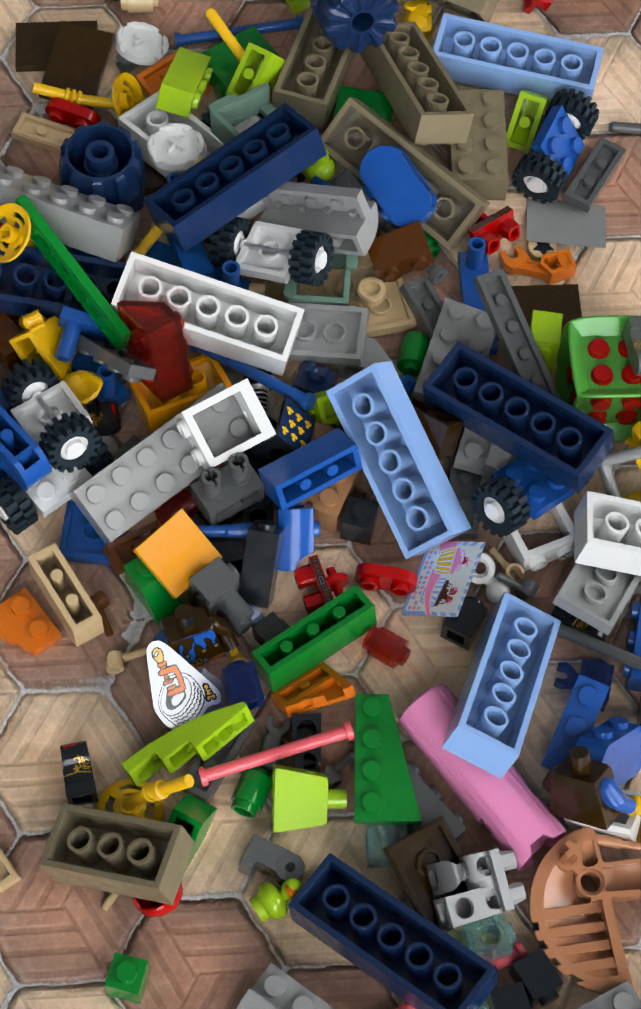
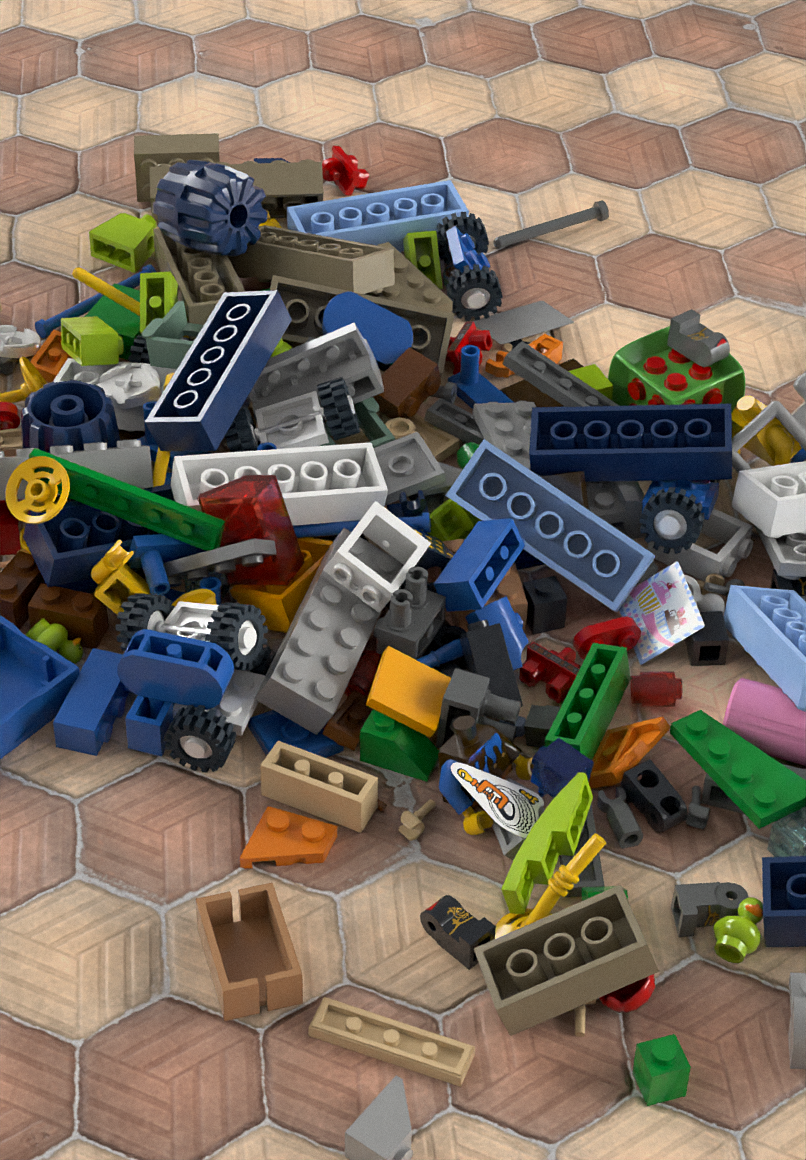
camera: 30 degrees left, 20 degrees down
(251, 792) = (637, 860): green brick -> none
(276, 753) = (687, 759): coral bar -> none
(302, 798) = (689, 836): lime torso -> none
(594, 175) = (516, 278): dark grey plate -> none

